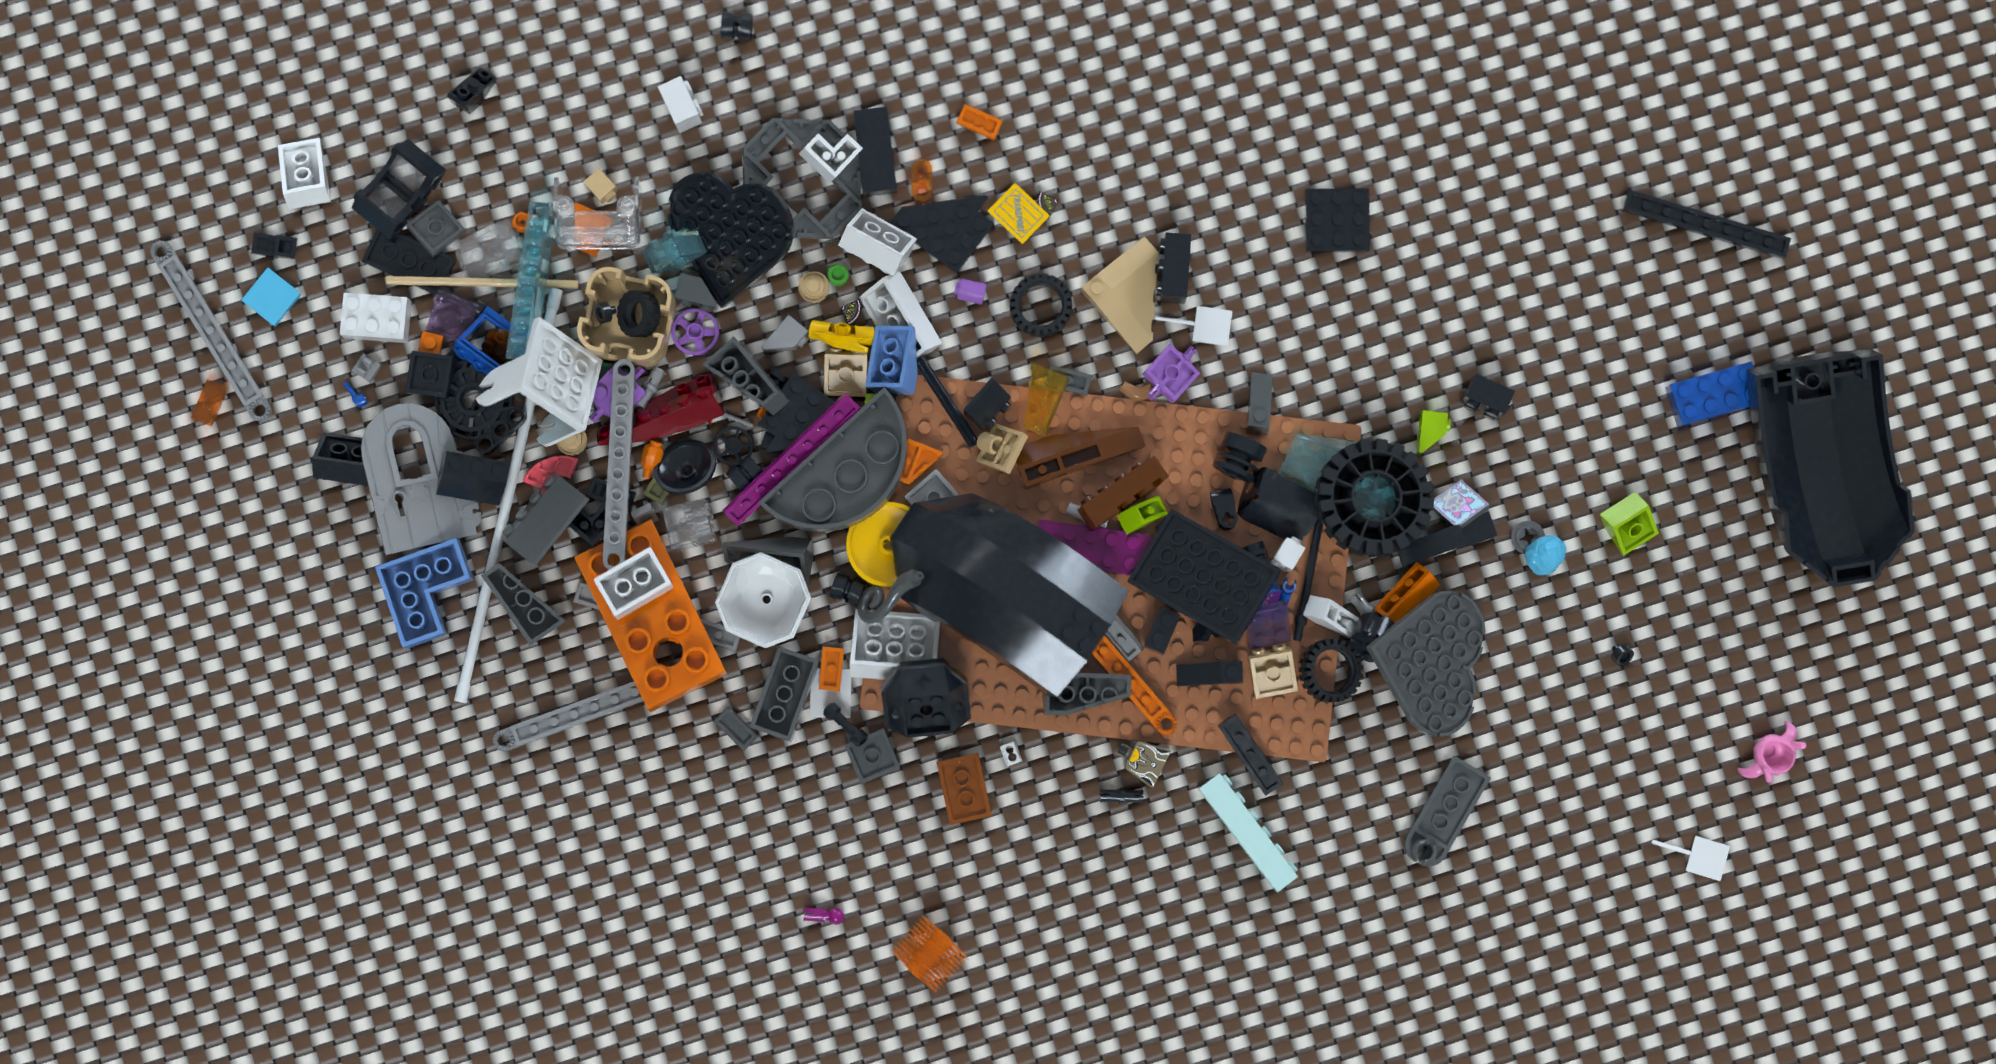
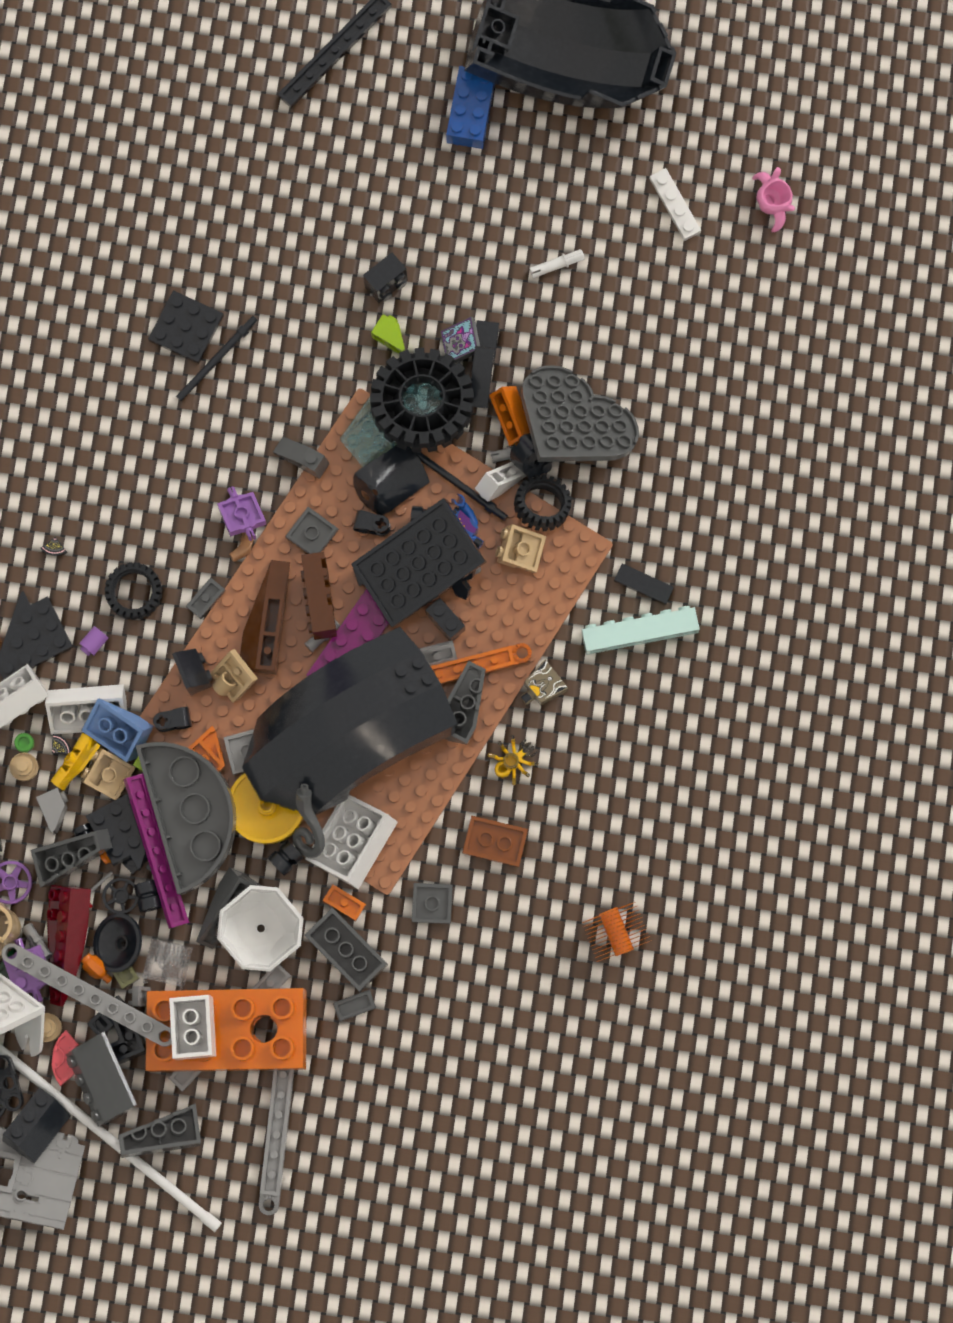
camera: 60 degrees left, 5 degrees down
(411, 586) = (100, 1221): medium blue brick -> none
(821, 698) = (372, 916): white sticker -> none
(835, 915) = (548, 996): magenta pin -> none
(857, 736) = (410, 906): black piece -> none
(921, 684) = (393, 833): black piece -> none
(931, 413) = (177, 719): none -> black piece
(946, 401) = (173, 703): black axle -> none
(1015, 750) = (483, 794): white piece -> none
(1018, 213) = (49, 573): yellow sticker -> none
(1044, 397) = (210, 623): clear yellow wing -> none
(1052, 766) = (511, 761): none -> animal
(1121, 796) = (562, 717): black pin -> none
(1126, 292) = (159, 520): tan slope -> none
(1142, 514) = (343, 591): lime slope -> none
(1173, 268) = (158, 470): black brick -> none
(1186, 453) = (311, 532): none -> dark grey tile
(1210, 325) = (218, 466): white piece -> none
(1210, 673) = (498, 598): black slope -> none
(1239, 457) = (336, 490): black wheel -> none
(1250, 754) = (578, 598): black plate -> none
(1269, 626) = (484, 532): clear purple plate -> none
(1288, 554) = (433, 488): white brick -> none
(1298, 812) = (643, 584): none -> black tile
(1359, 279) = (241, 332): none -> black bar
(1445, 812) = (698, 469): dark grey plate -> none
(1519, 532) = (520, 298): flat silver gear -> none
(1545, 554) = (532, 294): medium azure hair -> none
(1591, 563) = (557, 263): none -> white axle
(1622, 654) = (640, 274): black tile -> none
(1629, 523) = (539, 219): lime slope -> none
(1705, 858) = (829, 288): white piece -> none
(1716, 654) = (675, 204): none -> white plate

